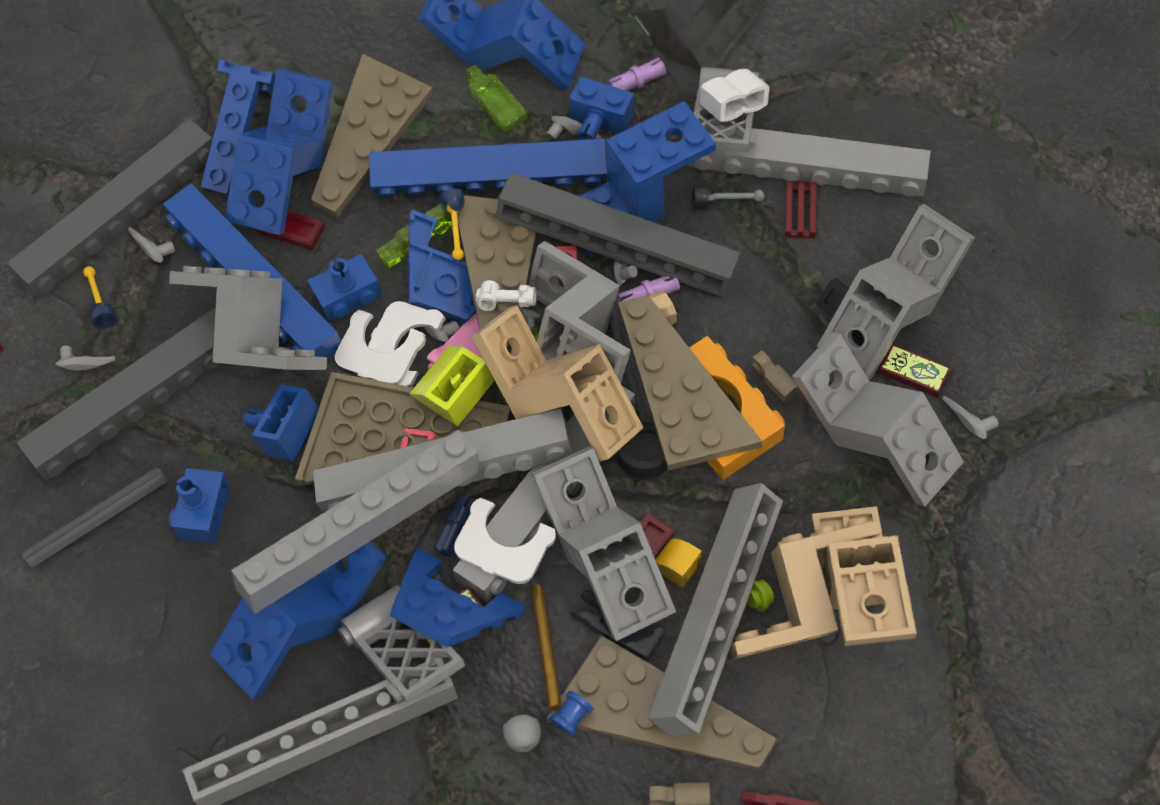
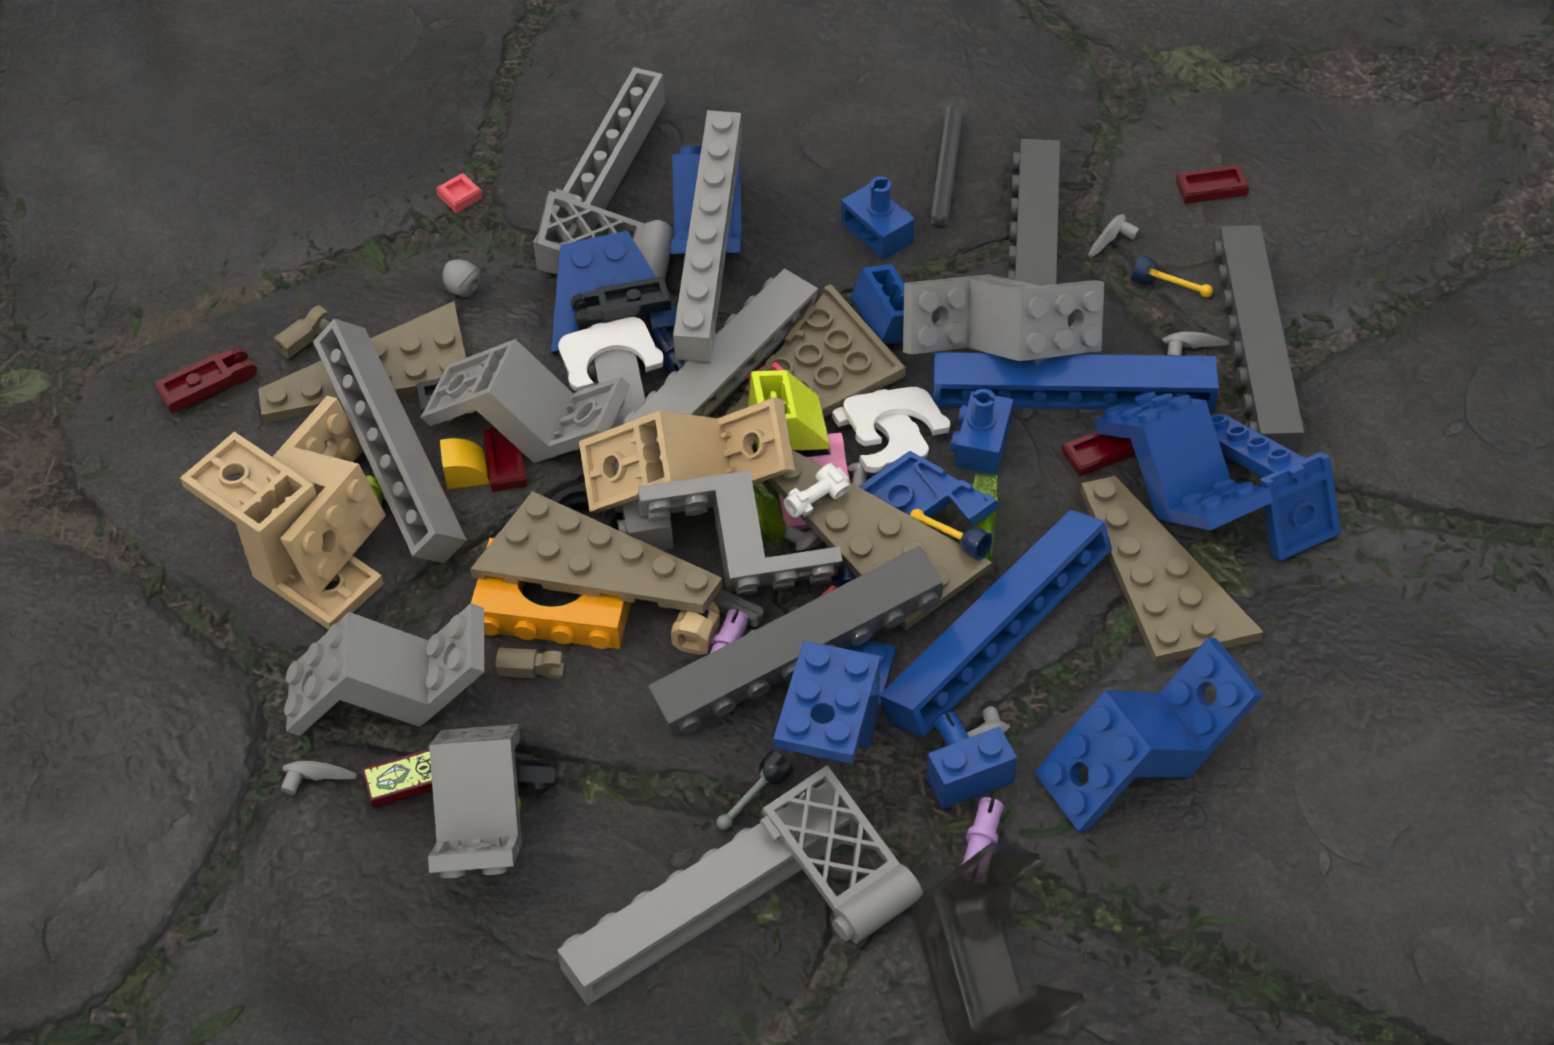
camera: 130 degrees right, 10 degrees down
(450, 567) = (621, 301): none -> black hinge
(495, 99) = (1071, 692): clear neon green hinge -> none
(546, 648) = (500, 334): pearl gold bar -> none
(571, 713) = (433, 308): blue bush -> none
(734, 95) = (838, 853): white brick -> none
(801, 189) = (648, 819): dark red tile -> none

